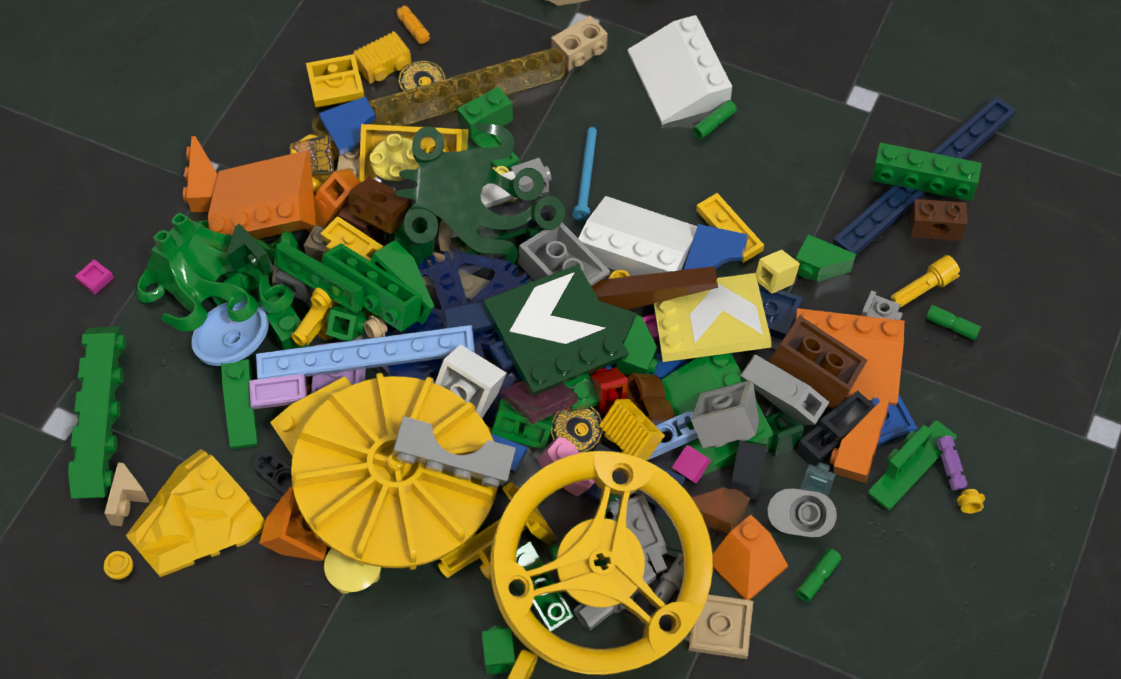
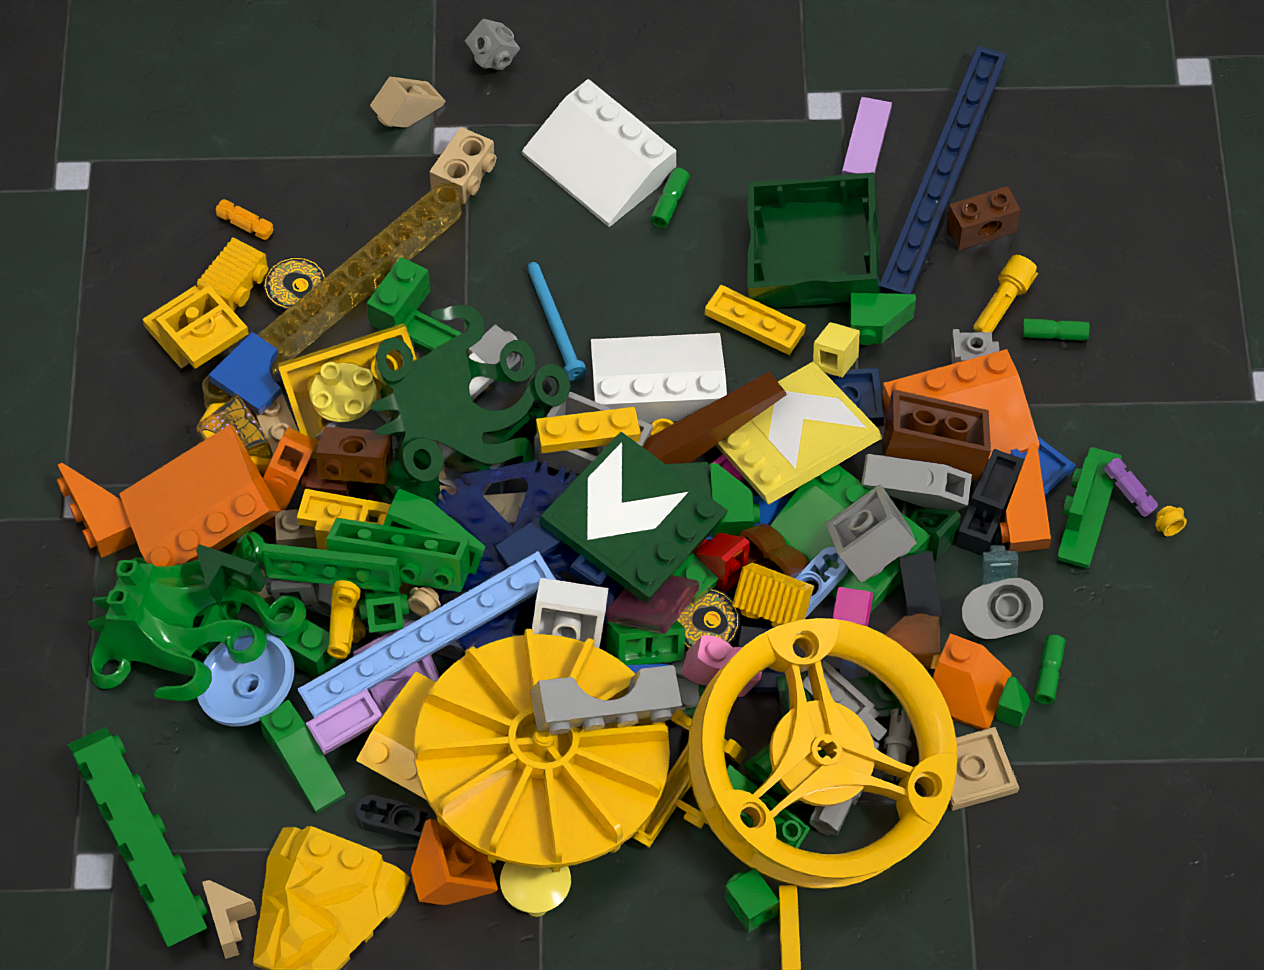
camera: 25 degrees left, 0 degrees up
(94, 276) = (30, 683): dark pink tile -> none
(558, 254) = (586, 429): none -> yellow plate
(715, 247) = (751, 350): blue tile -> none
(775, 588) = (1012, 703): none -> green slope
(800, 187) = (813, 240): none -> dark green tile
(881, 130) = (867, 136): none -> lavender tile
(926, 171) = (946, 167): green brick -> none

